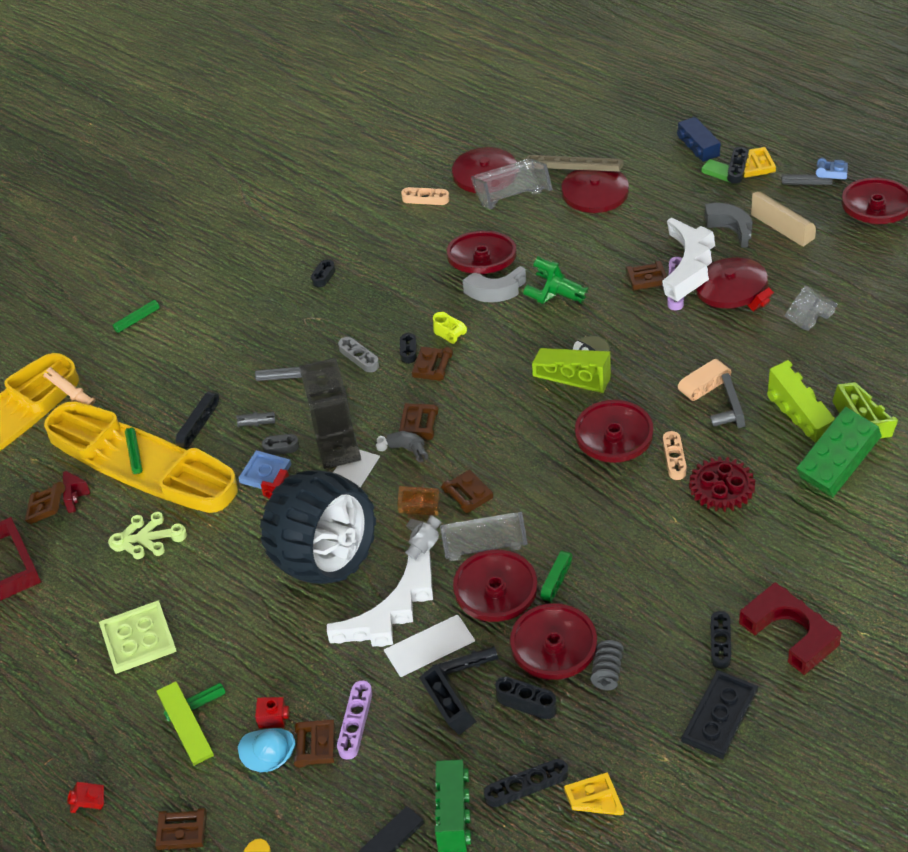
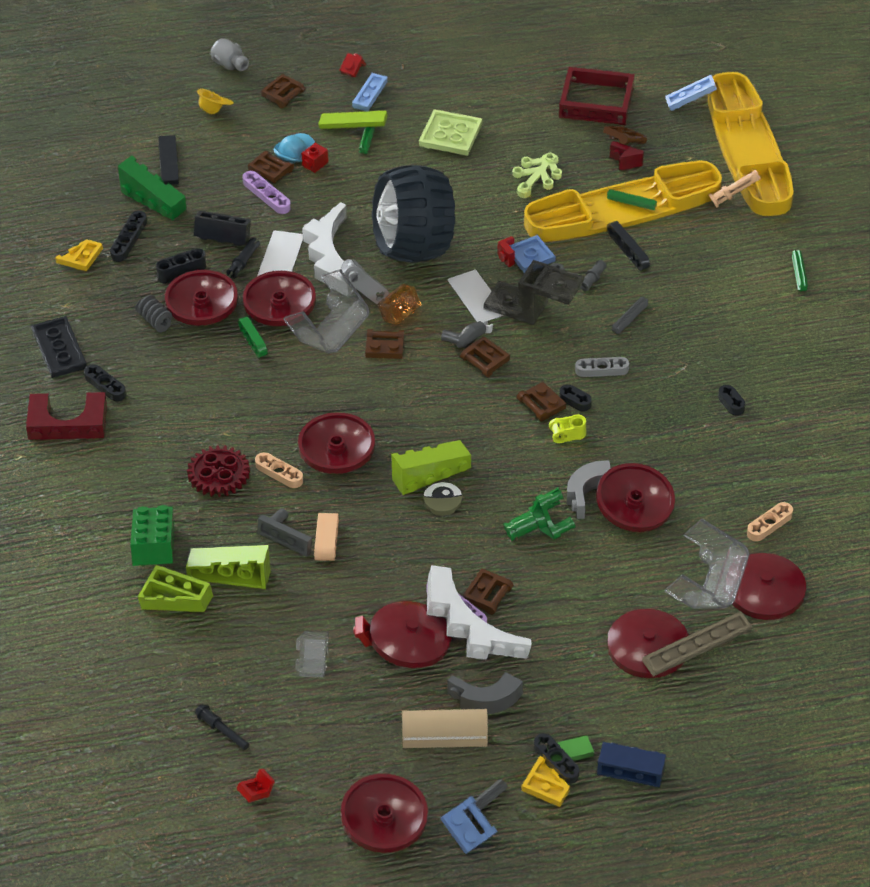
camera: 125 degrees right, 0 degrees up
(123, 747) = (369, 92): none -> light blue plate

